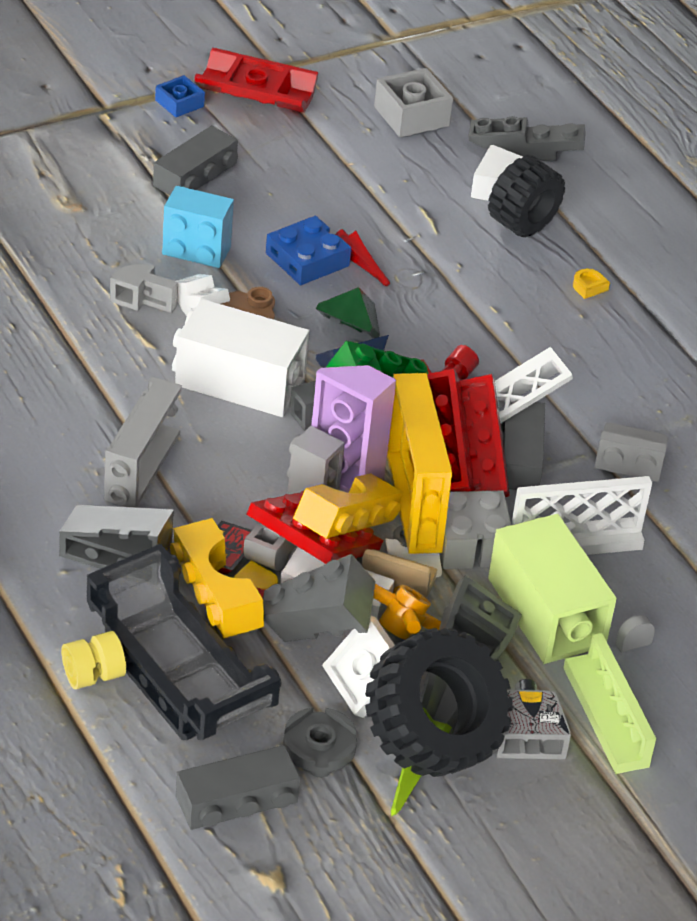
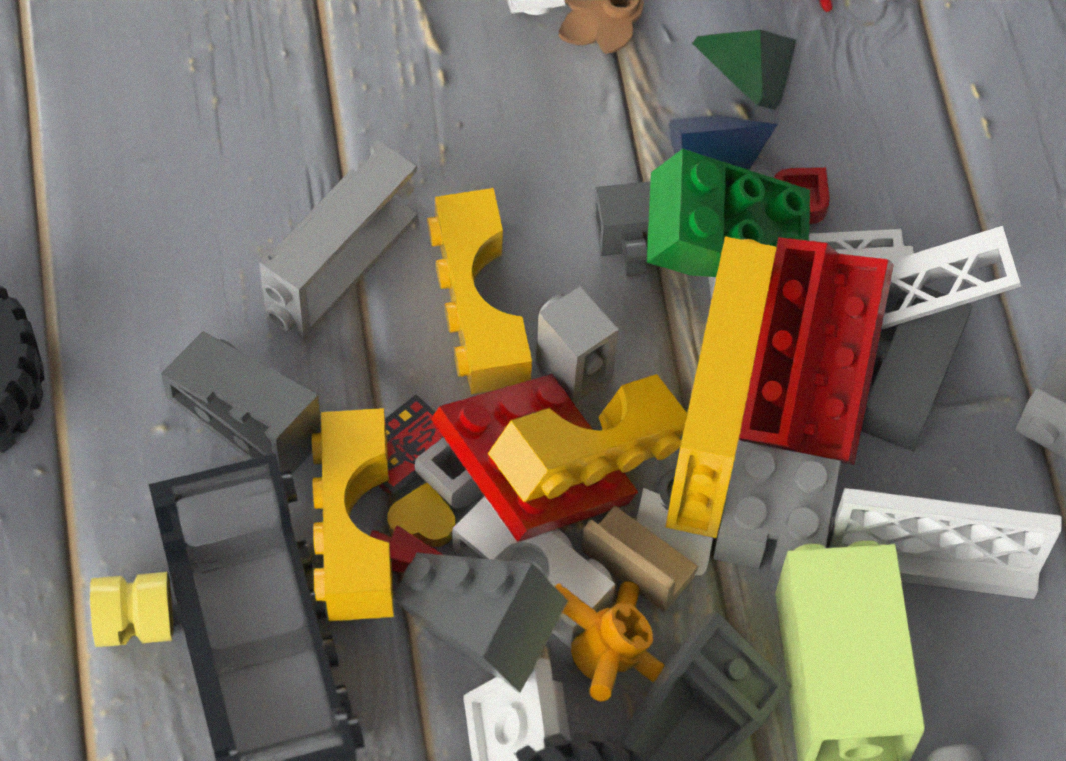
camera: 20 degrees right, 20 degrees up
(219, 433) = (492, 342): none -> yellow arch
(240, 357) = (542, 113): white brick -> none
(356, 409) = (649, 293): lavender slope -> none
(463, 360) = (874, 192): red piece -> none

